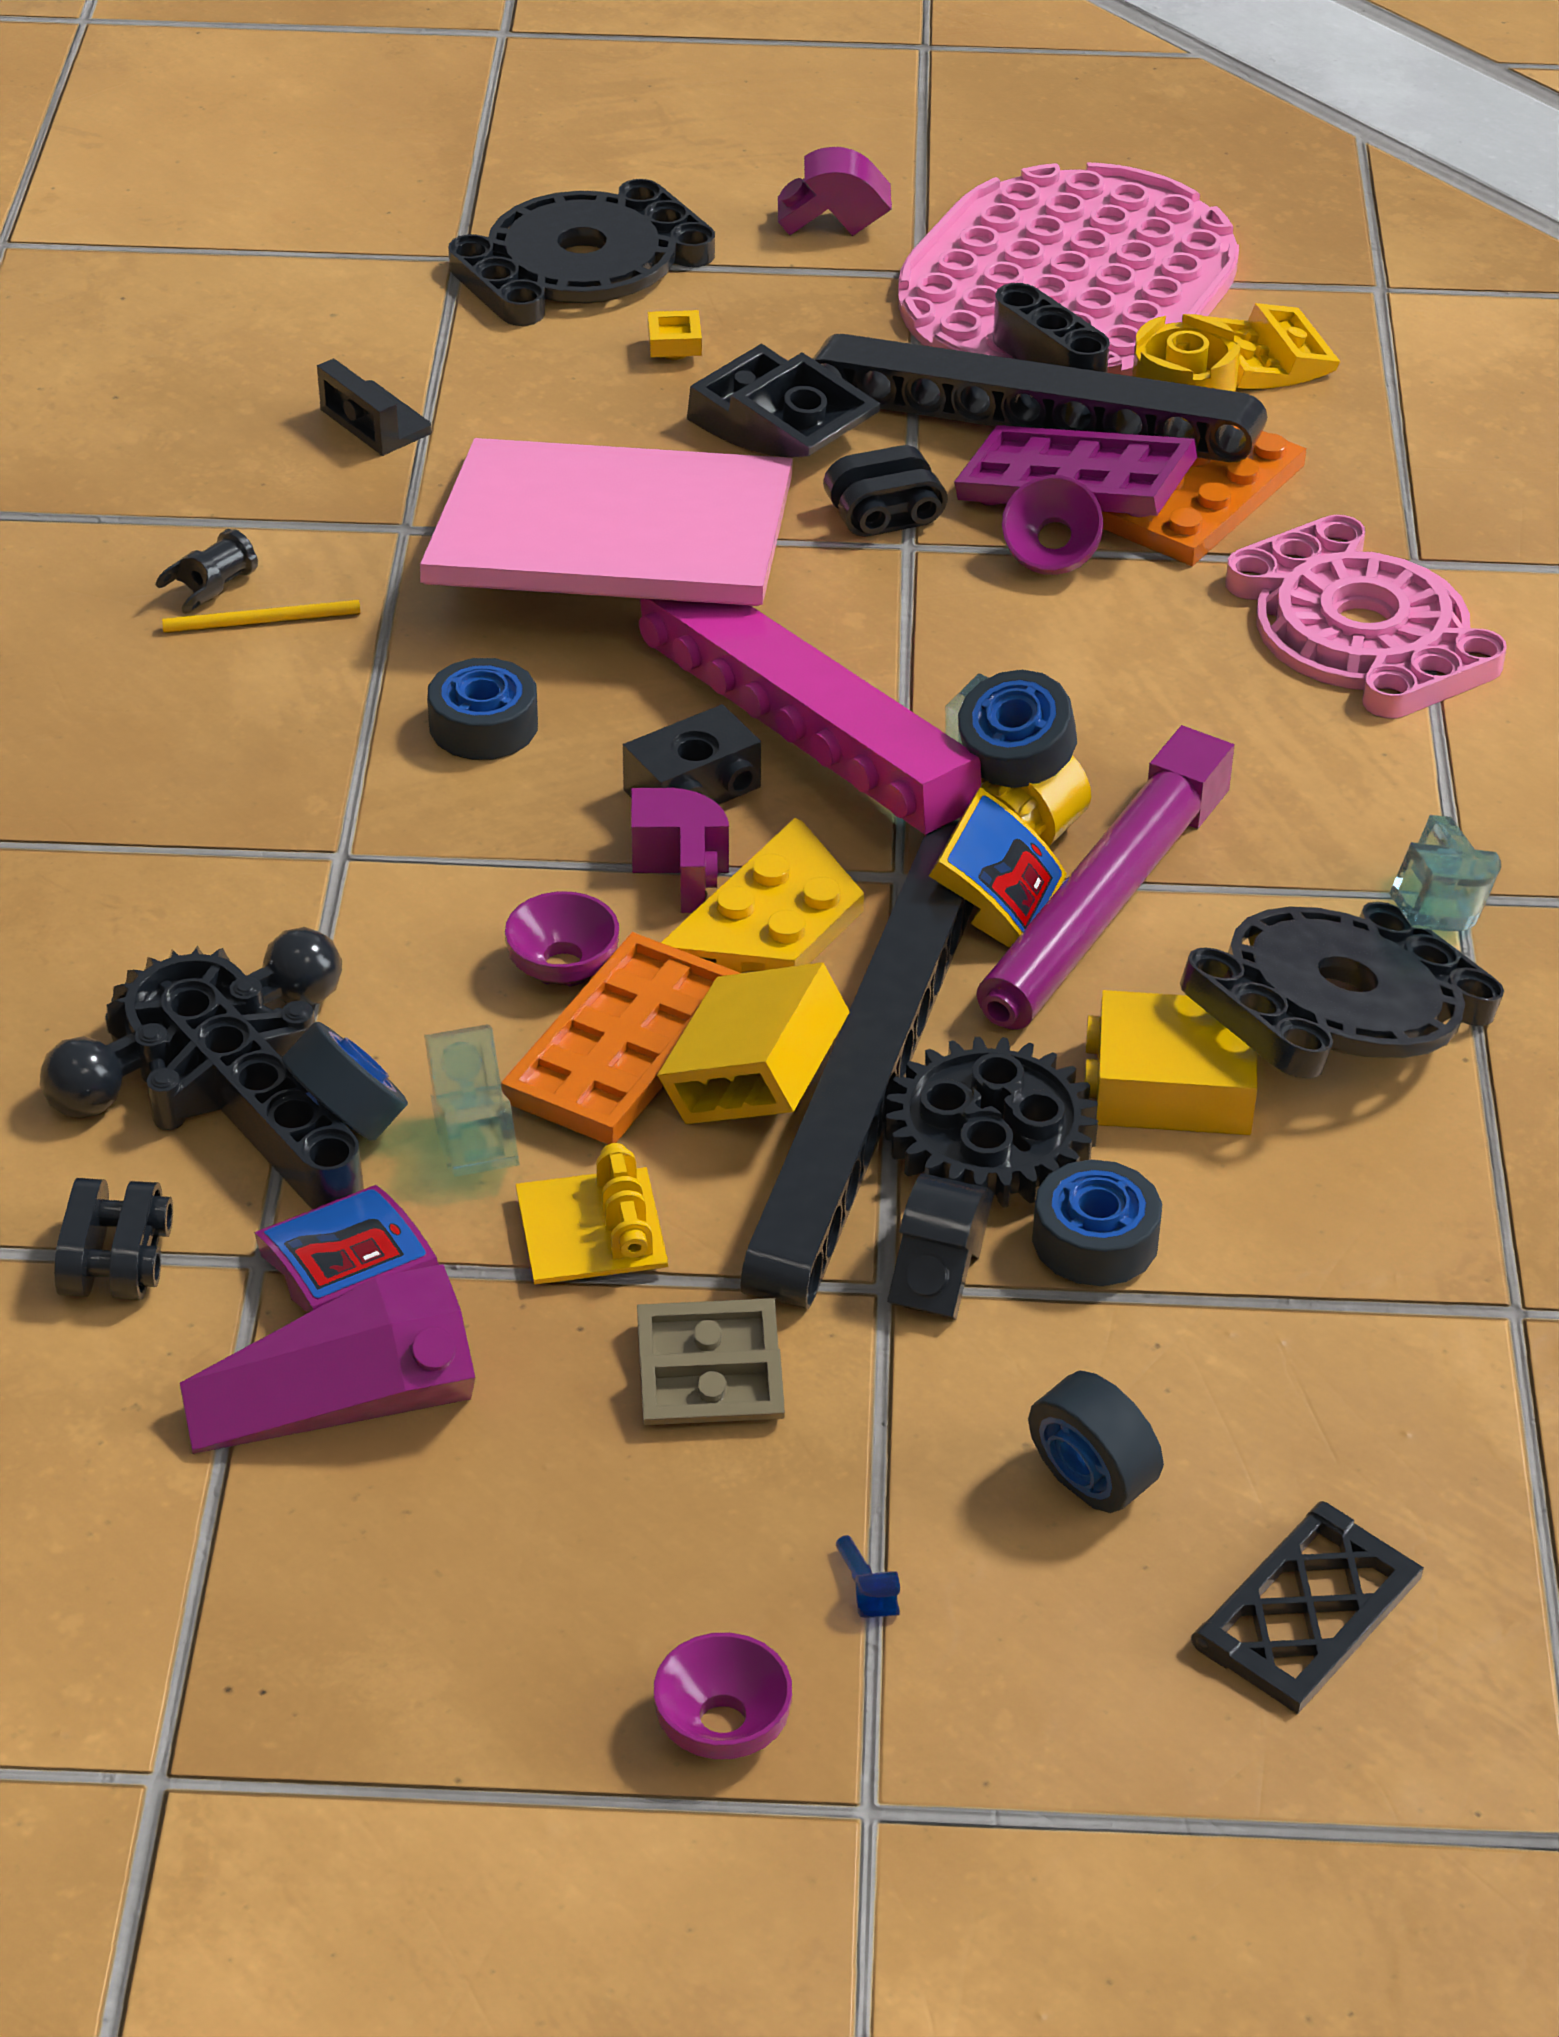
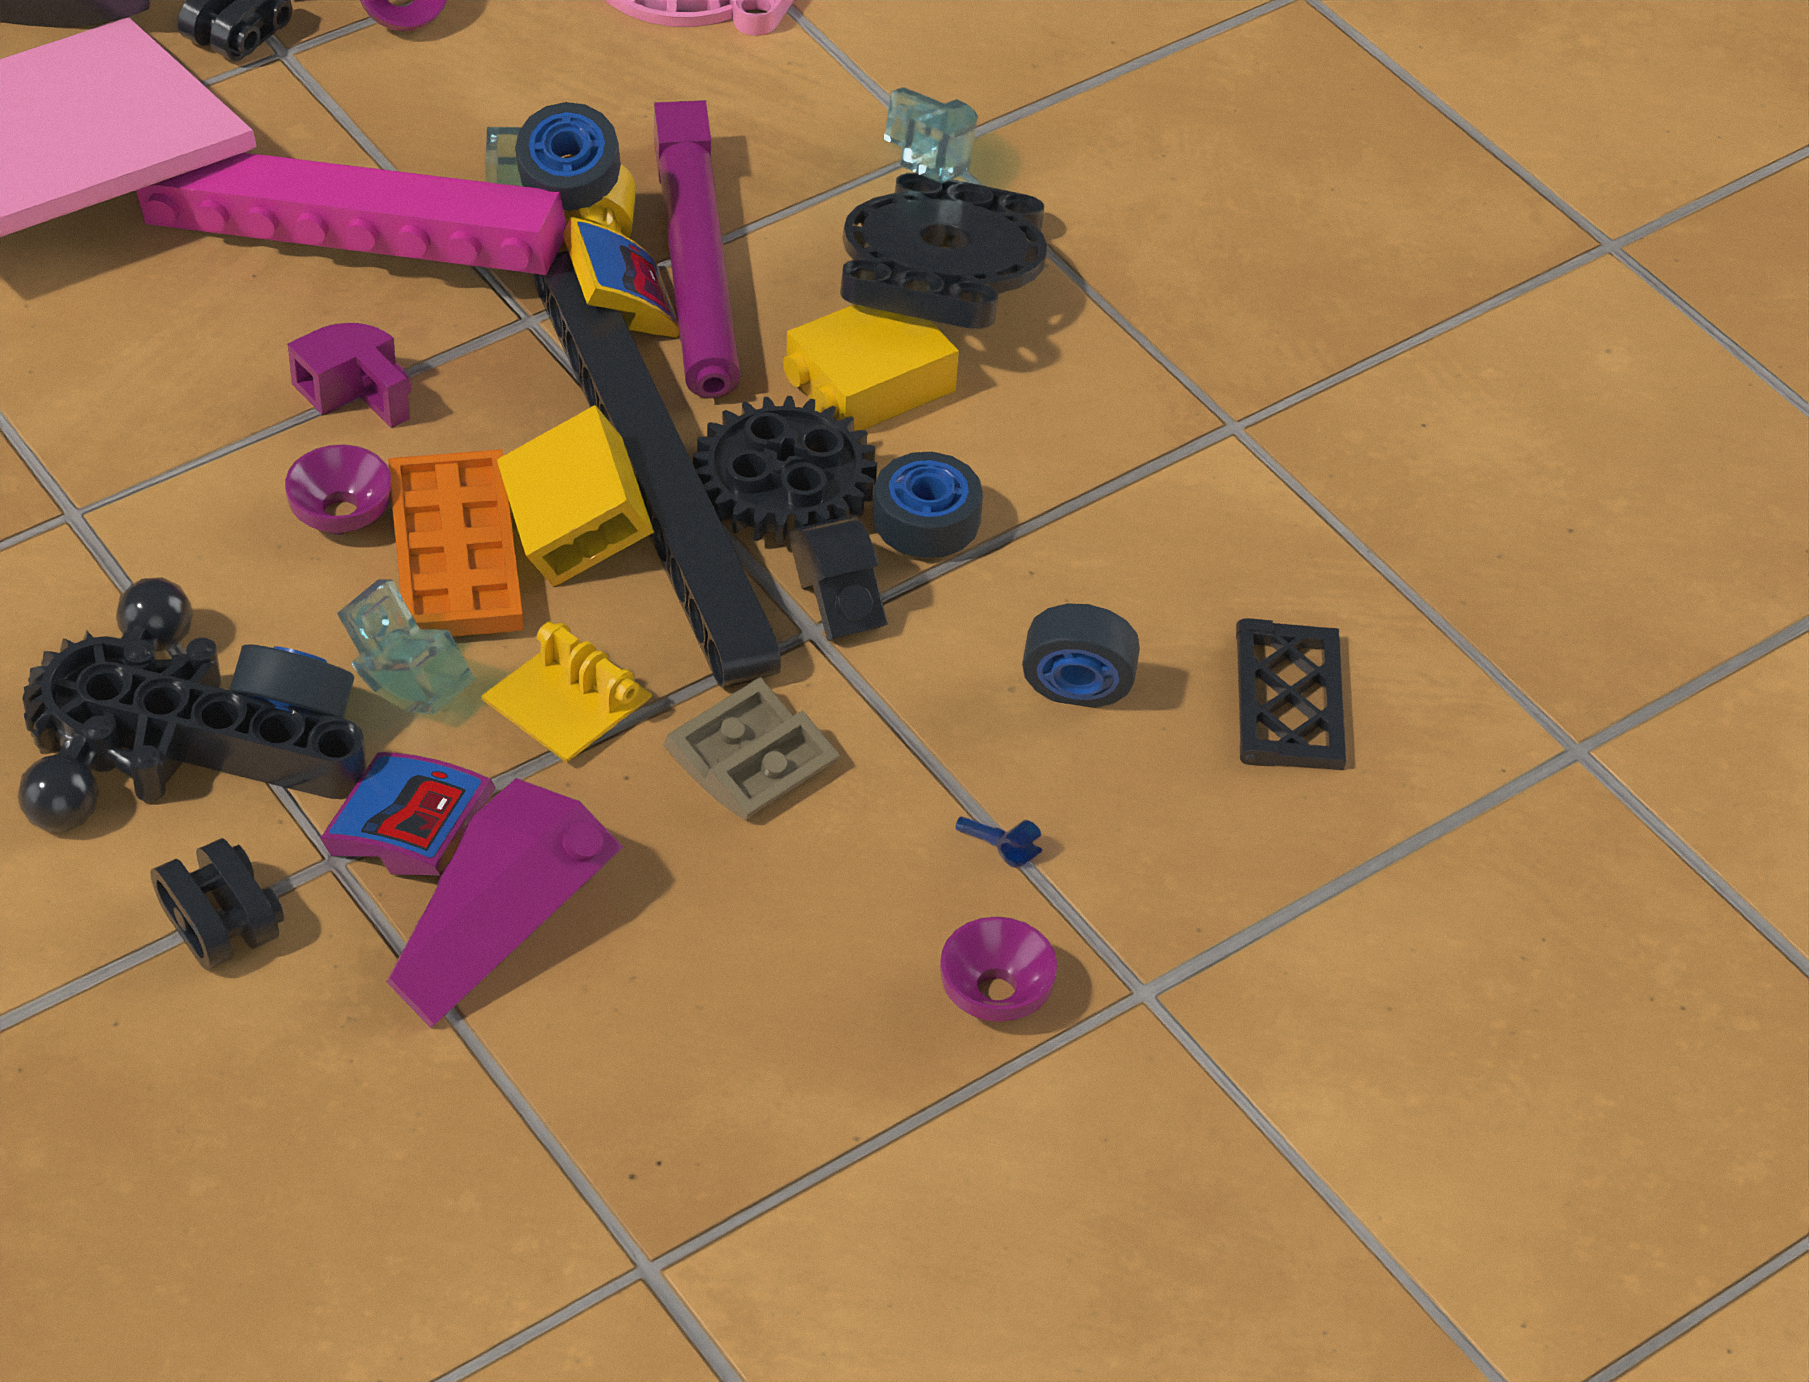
camera: 40 degrees left, 5 degrees up
(482, 708) = (80, 337): black wheel -> none
(700, 754) = (299, 297): black brick -> none
(774, 908) = (467, 387): yellow wing -> none

